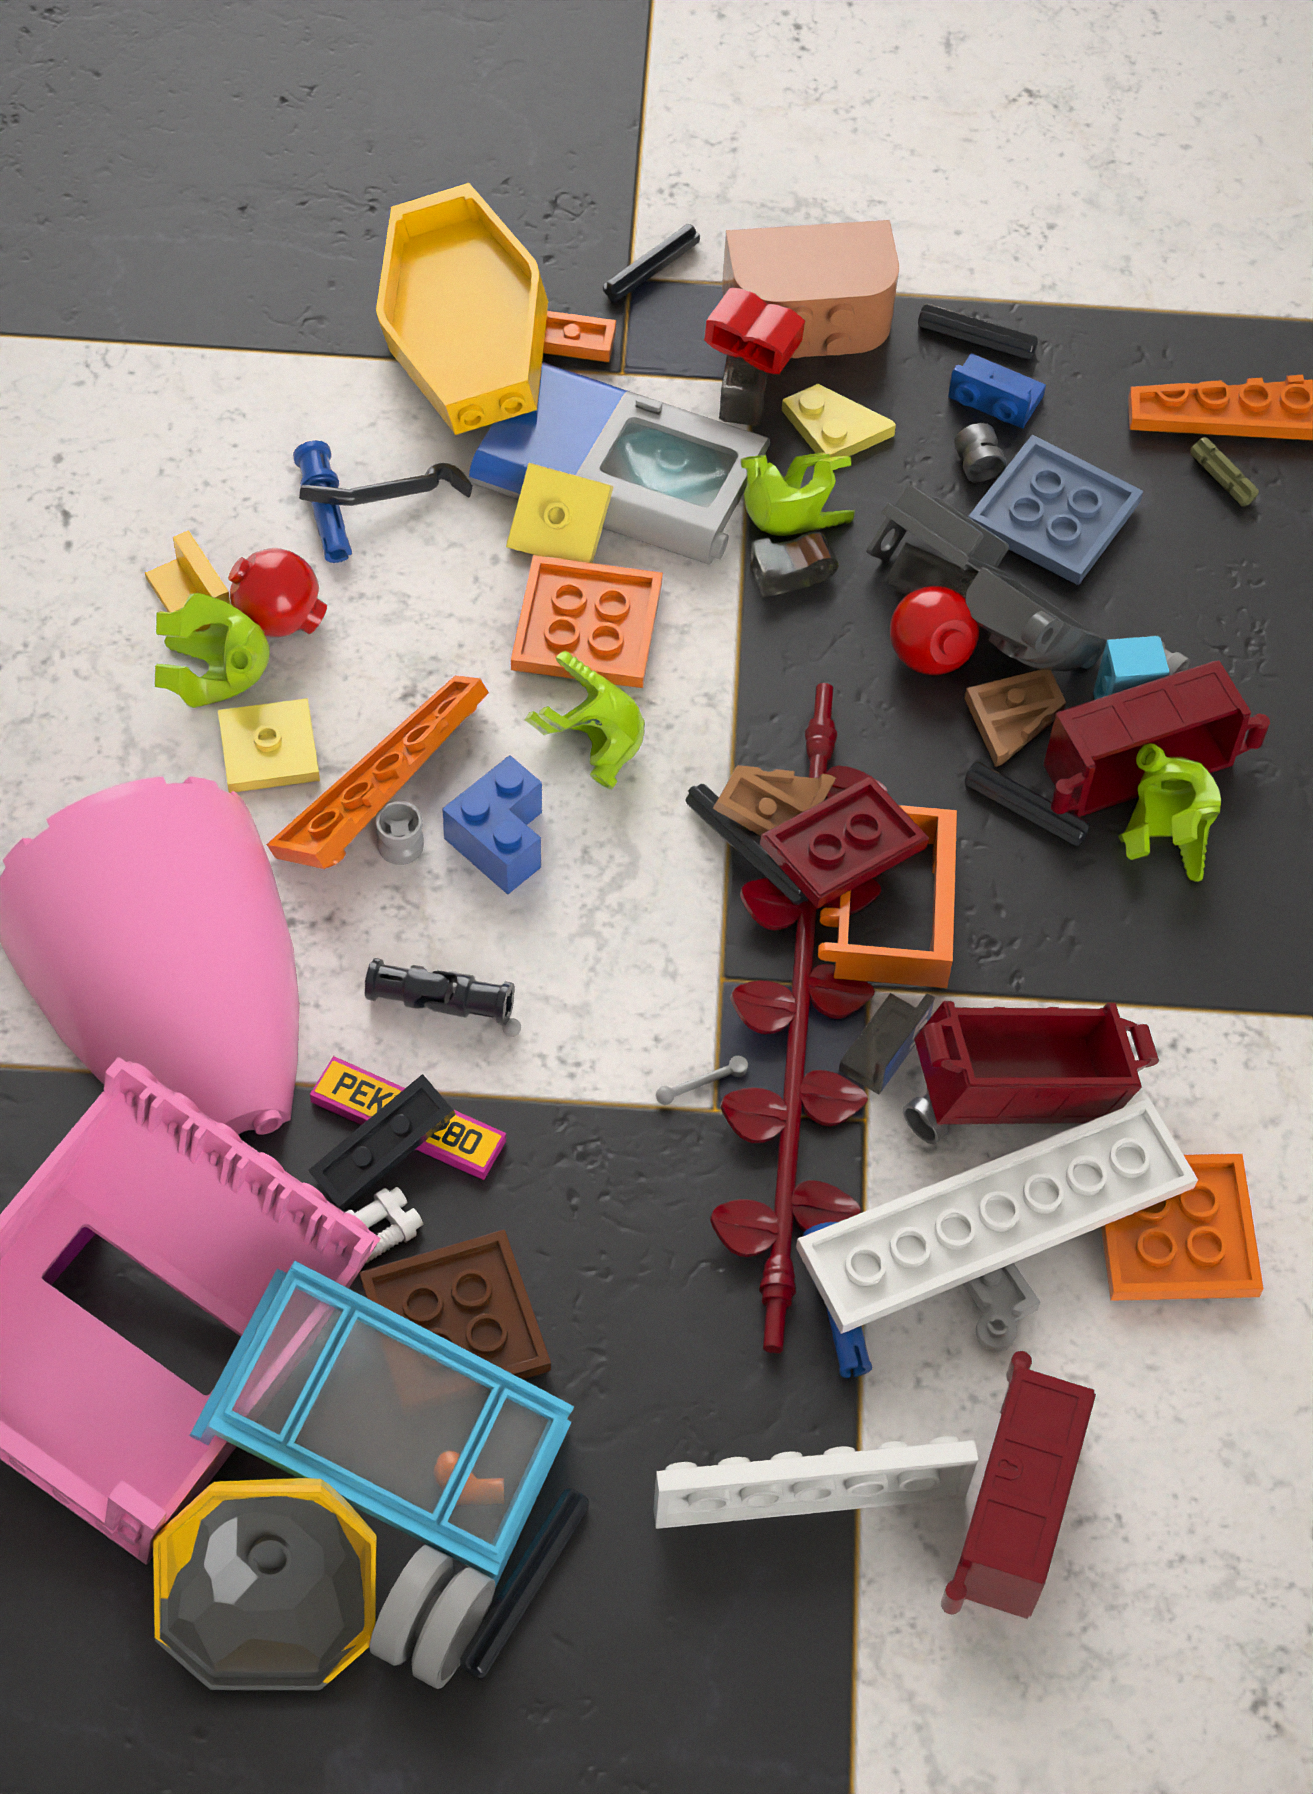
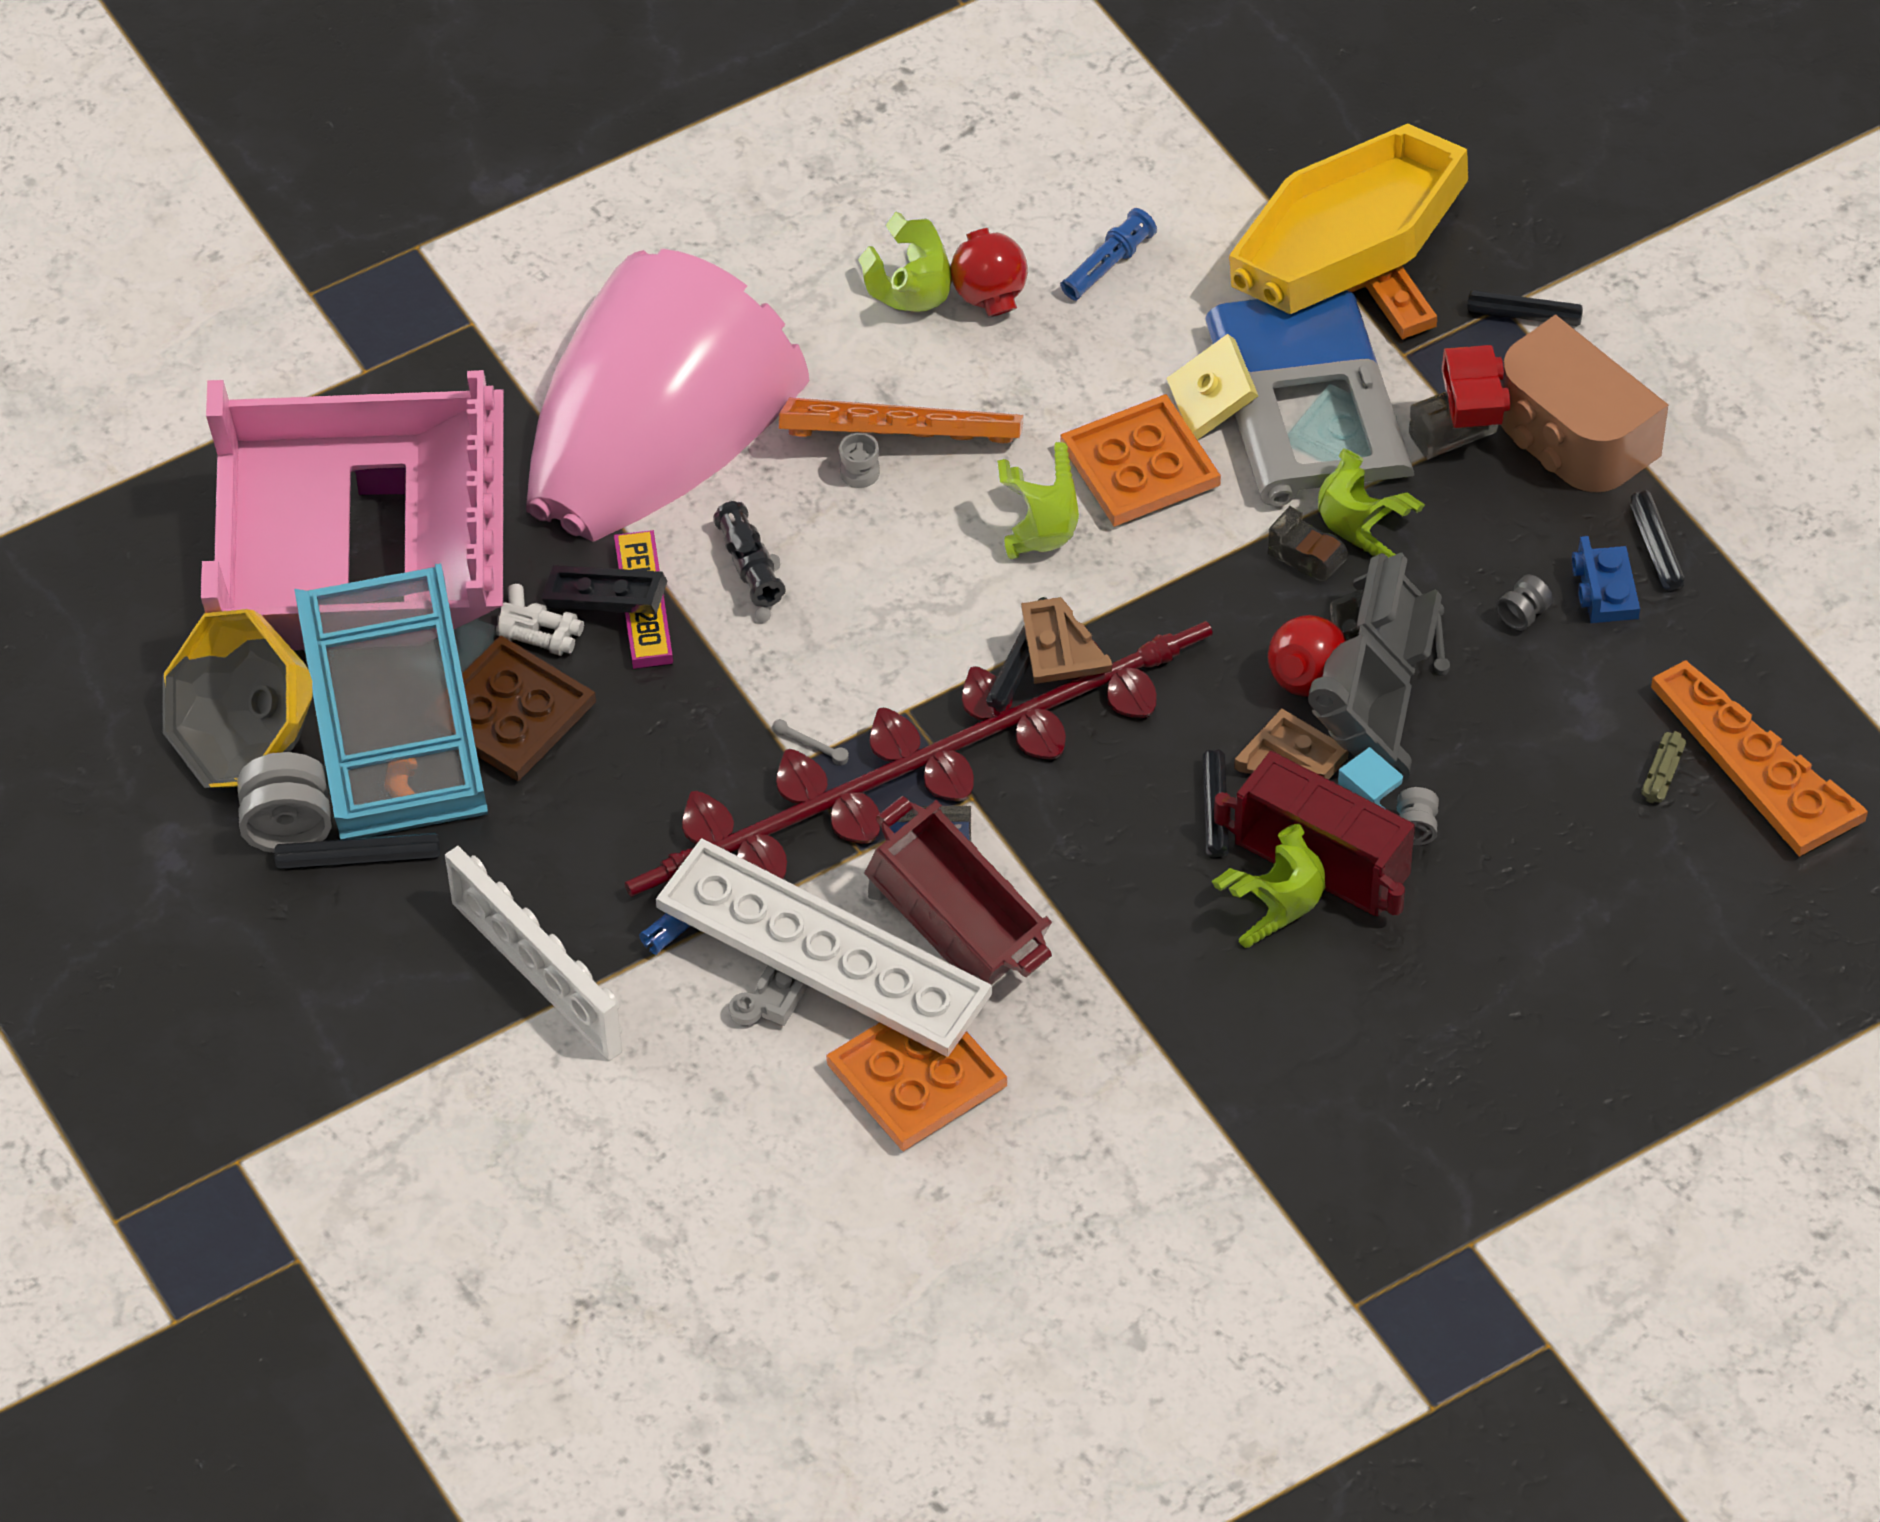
camera: 60 degrees right, 5 degrees down
(186, 575) = (968, 218): yellow panel -> none
(268, 745) = (873, 351): light yellow plate -> none
(389, 489) = (1149, 281): black piece -> none
(491, 824) = (911, 501): blue brick -> none
(834, 422) = (1474, 504): light yellow wing -> none
(844, 841) = (1056, 696): dark red tile -> none
(905, 965) = (1026, 808): orange hinge -> none
(1022, 1492) = (618, 1069): dark red container -> none
(1056, 509) = (1515, 678): sand blue plate -> none

